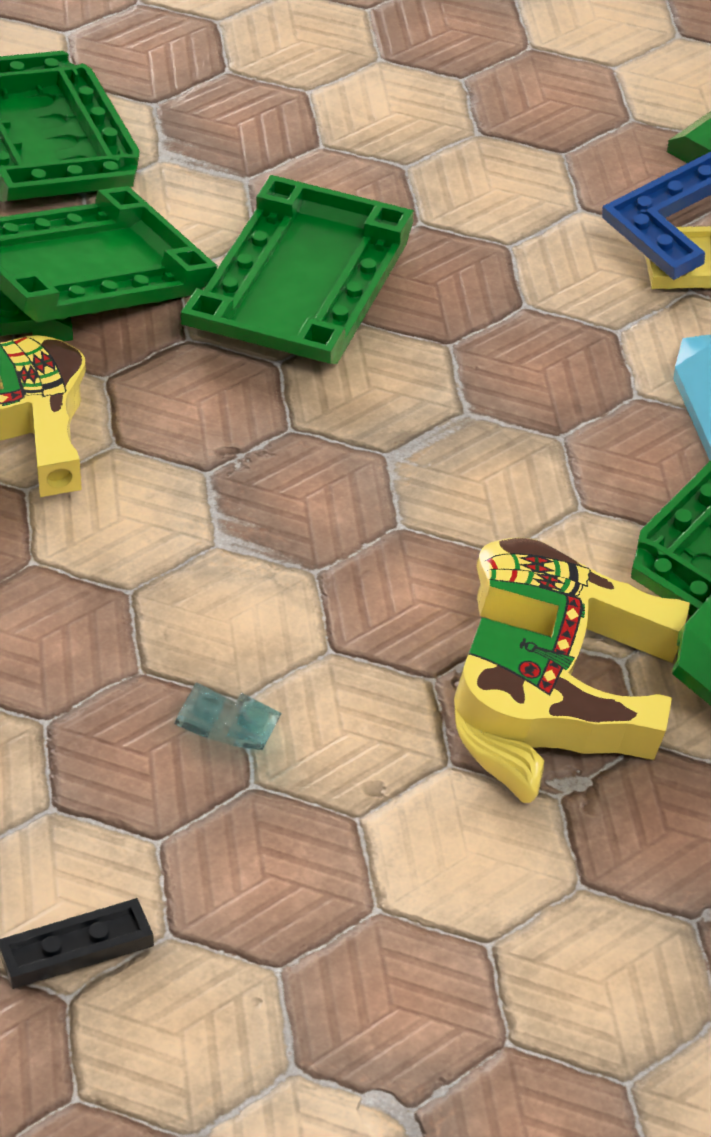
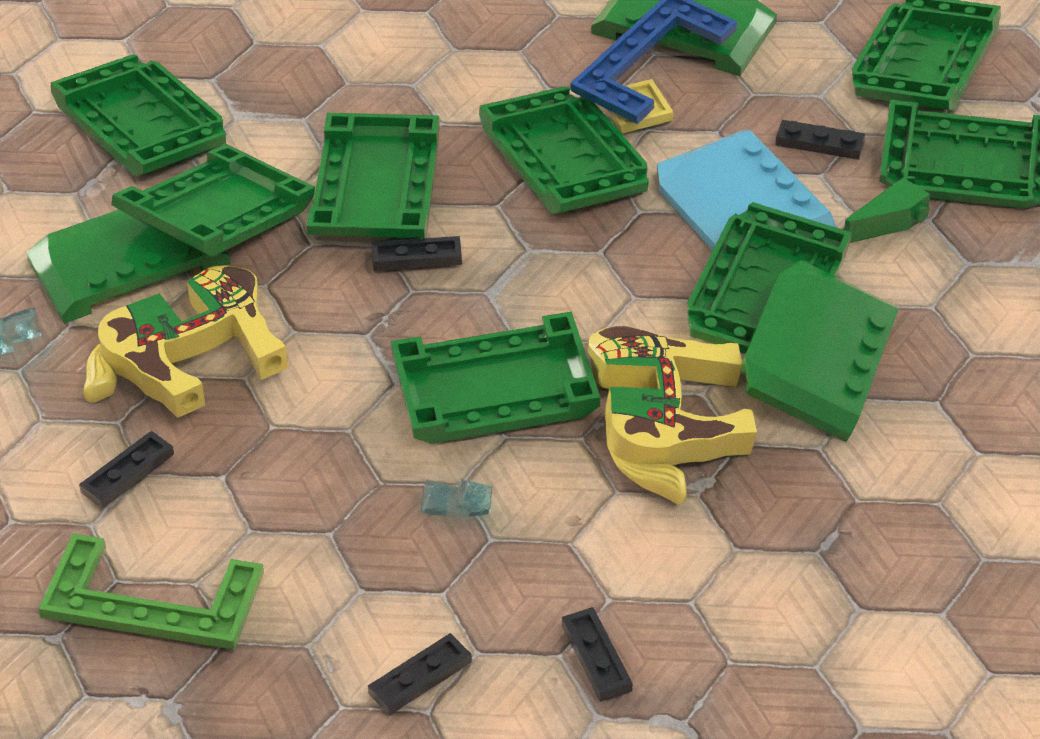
camera: 15 degrees left, 0 degrees up
(313, 381) = (416, 253): none -> black plate
(324, 982) = (597, 654): none -> black plate
(342, 573) = (495, 380): none -> green slope
(566, 291) = (564, 149): none -> green slope

